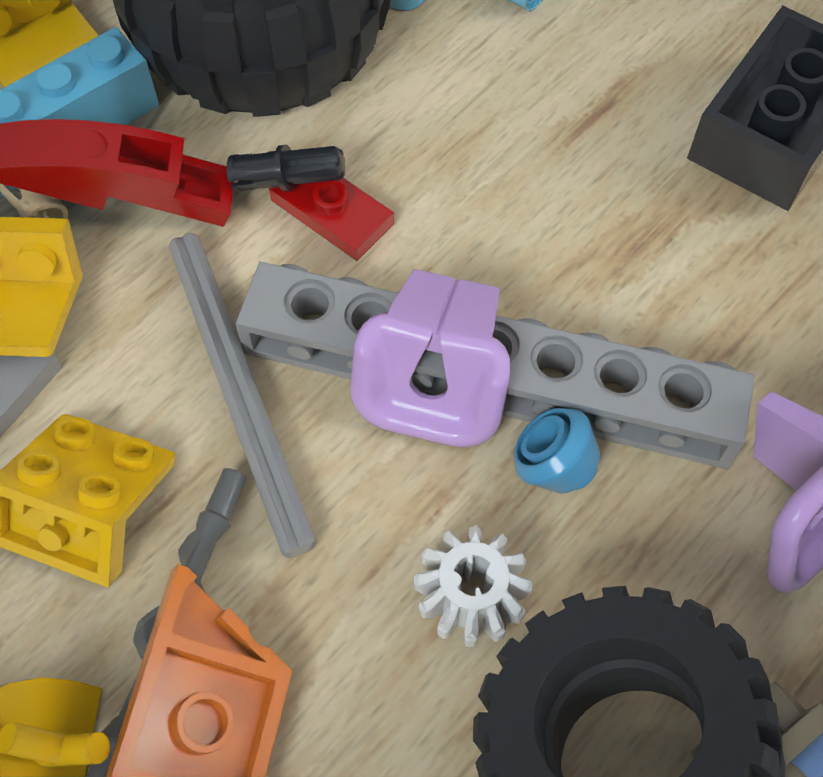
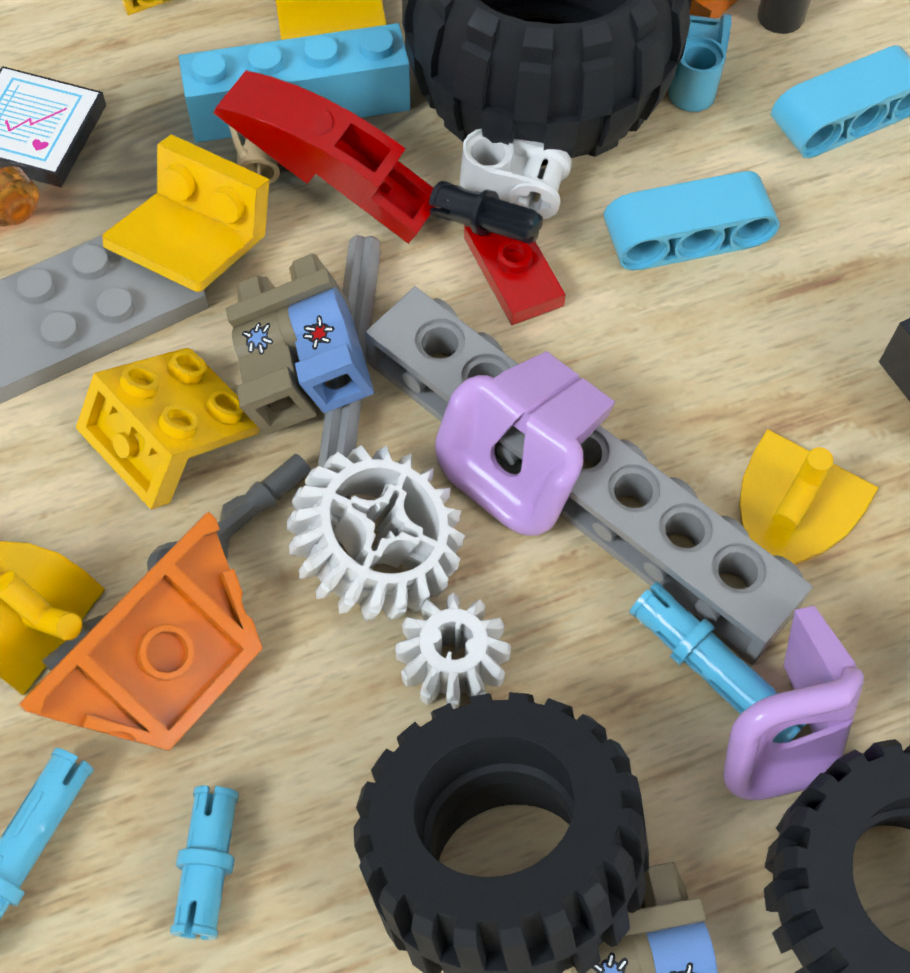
camera: 25 degrees right, 0 degrees up
(154, 350) = (294, 343): none -> hips
(288, 120) = (515, 171): none -> white piece
(326, 525) = (412, 532): none -> white gear
(466, 102) = (691, 220): none -> medium azure beam
(557, 451) = (593, 573): dark azure cone -> none
(686, 305) = (799, 500): none -> yellow shield
(693, 479) = (704, 652): none -> medium azure pin

